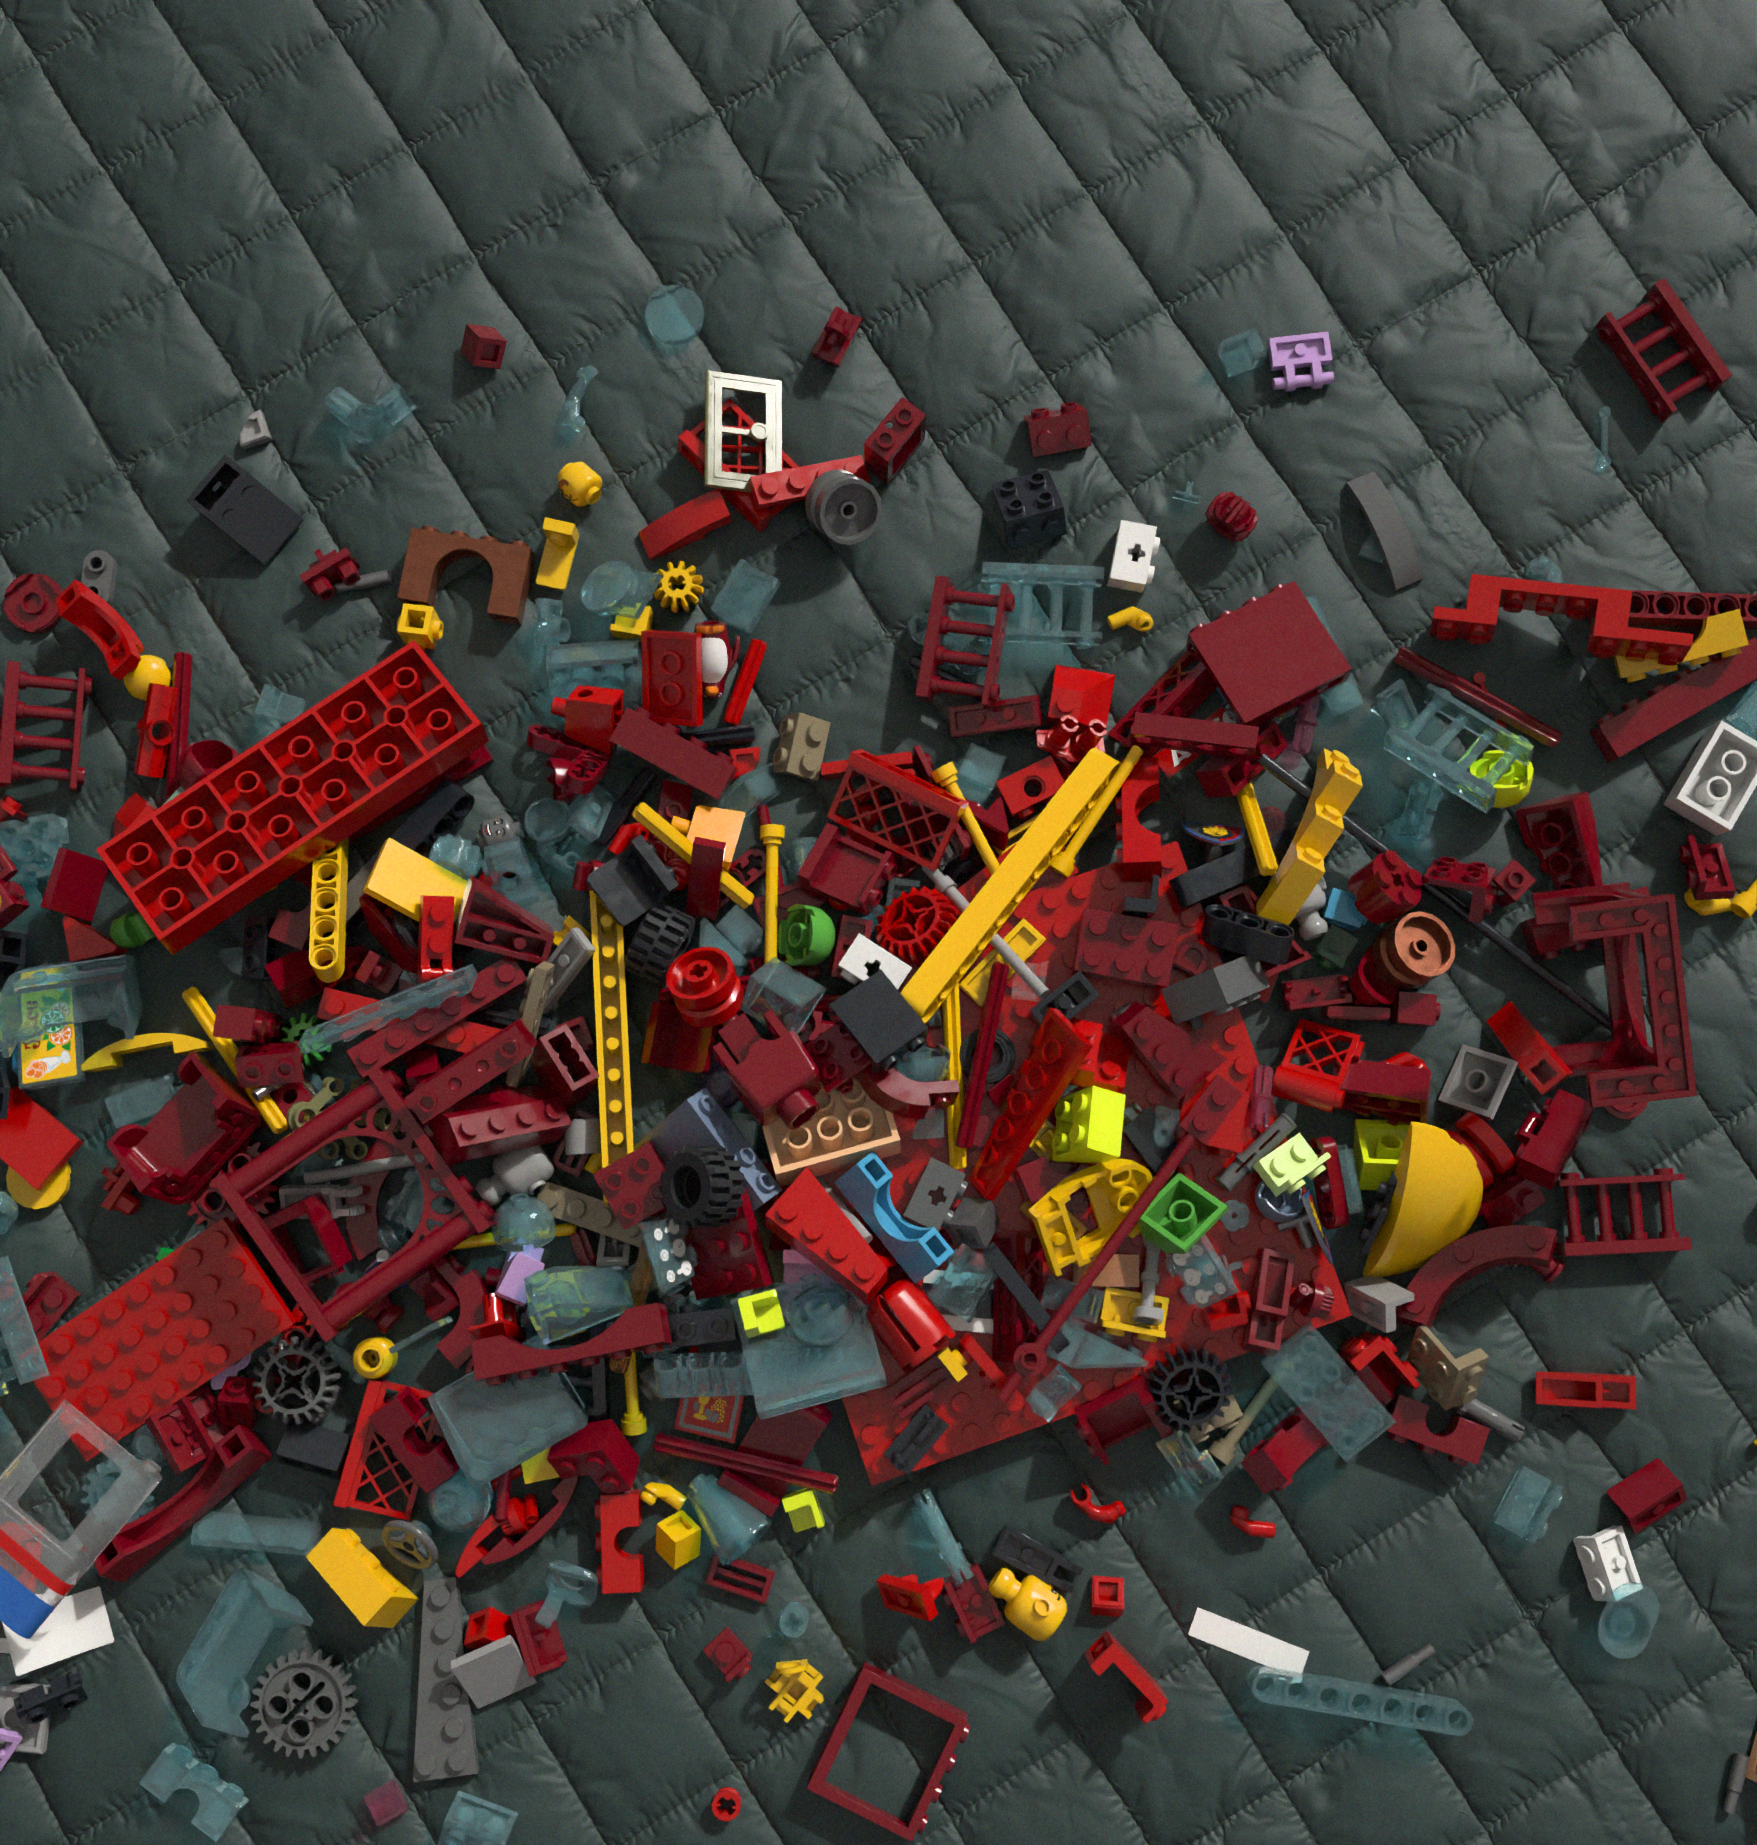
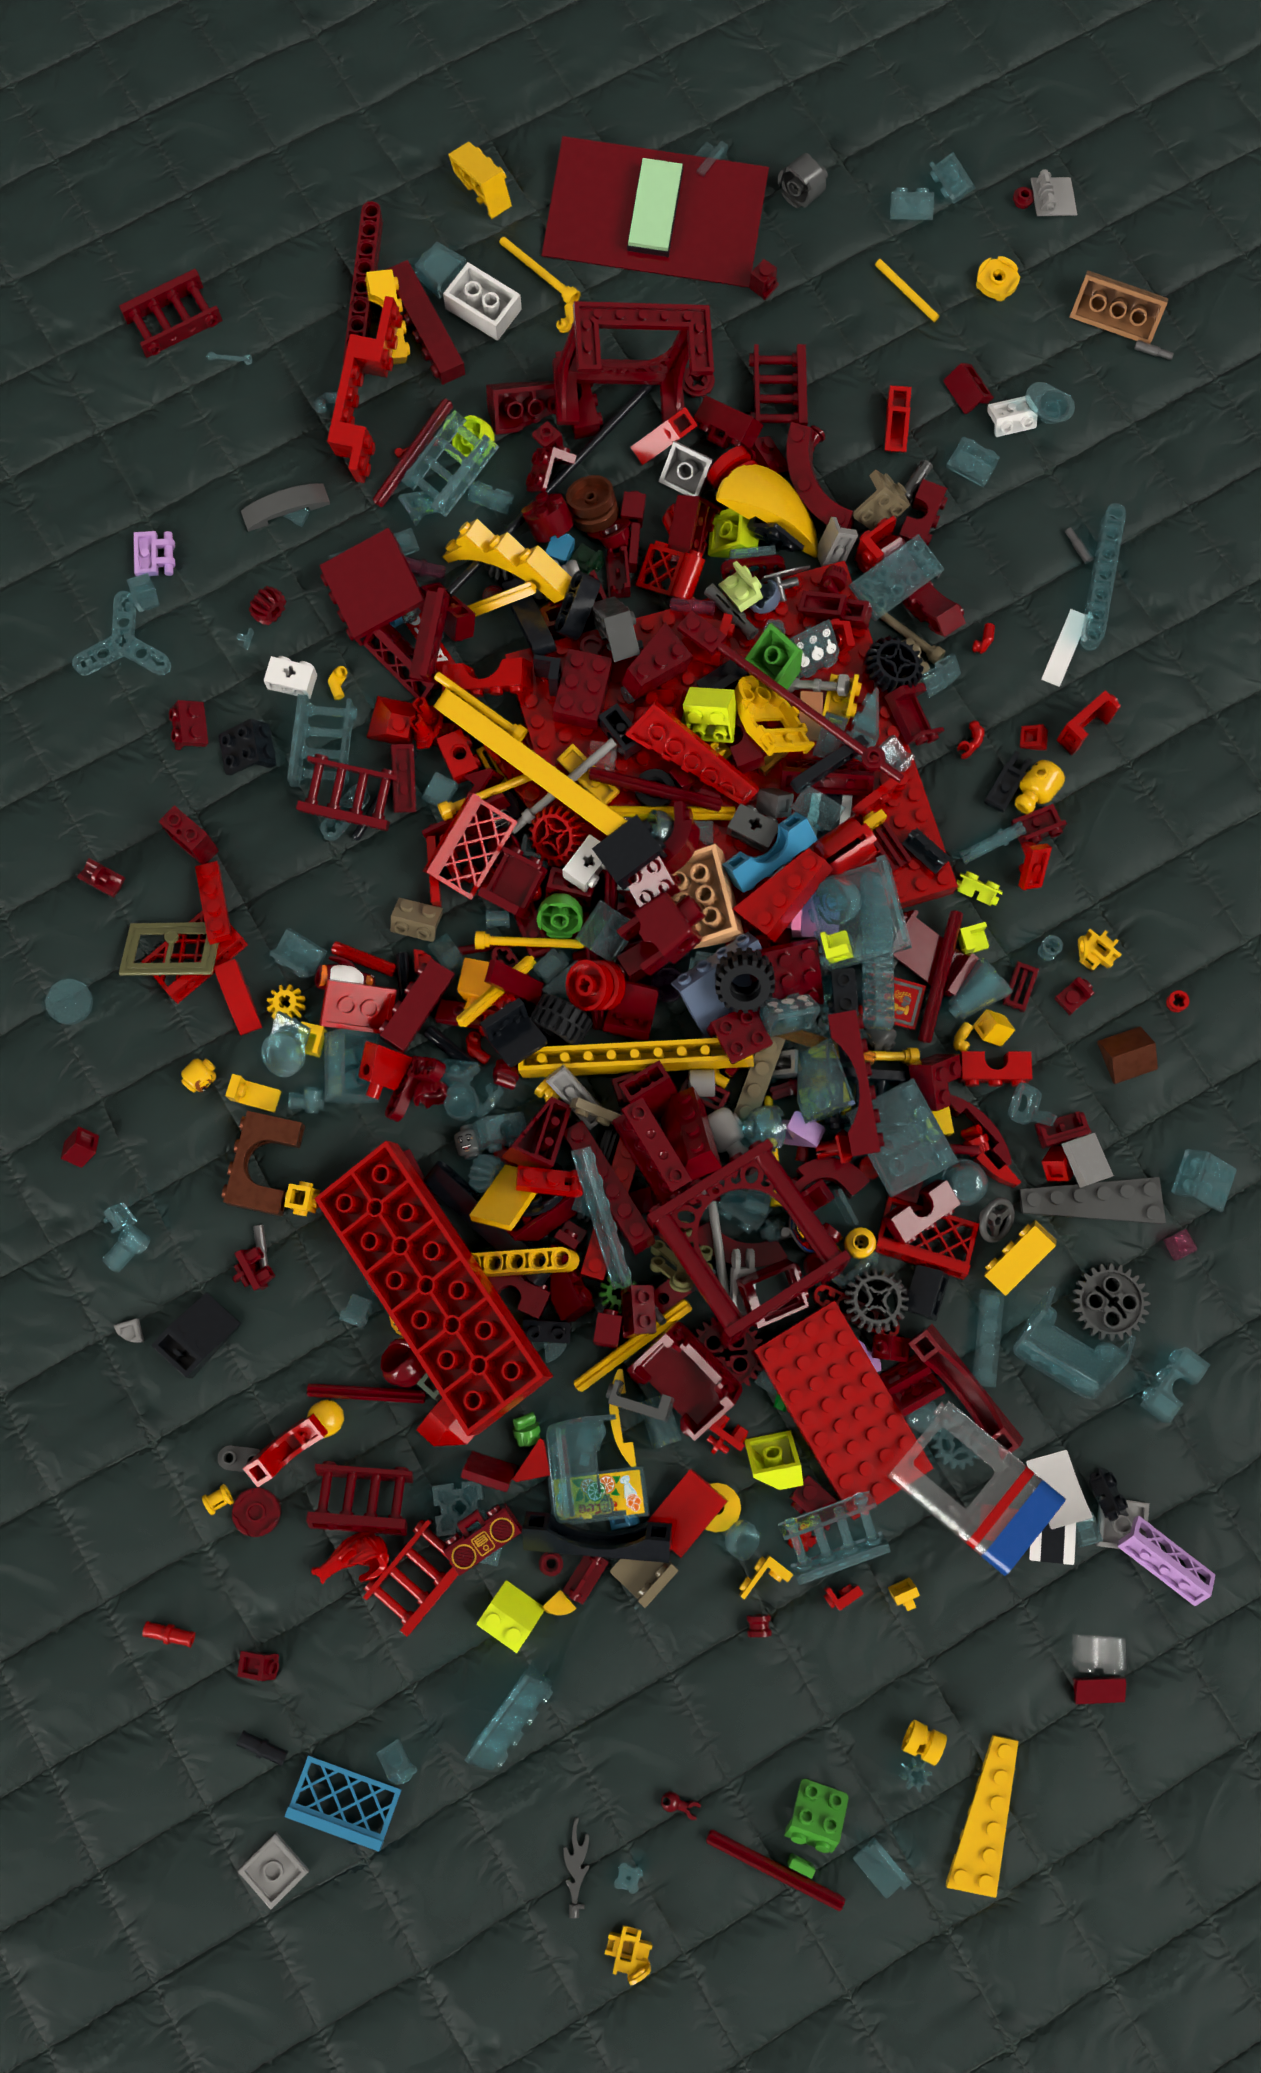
camera: 90 degrees left, 5 degrees down
(46, 554) = (217, 1499): none -> yellow bush
(94, 1249) = (775, 1460): none -> neon yellow slope
(144, 1068) = (661, 1413): none -> dark grey panel
(158, 710) = (369, 1408): red piece -> none
(572, 402) = (128, 1079): clear light blue arm -> none
(649, 1731) = (1129, 1054): none -> copper slope
(843, 507) = (236, 875): dark grey wheel -> none
(874, 1531) = (987, 891): none -> neon yellow hinge
(944, 1762) = (1124, 918): dark red window -> none
(1157, 327) = (128, 650): none -> clear light blue piece
(1167, 1120) = (706, 669): clear light blue piece -> none
(1214, 836) = (504, 630): shield -> none
(1706, 870) = (545, 314): dark red bracket -> none

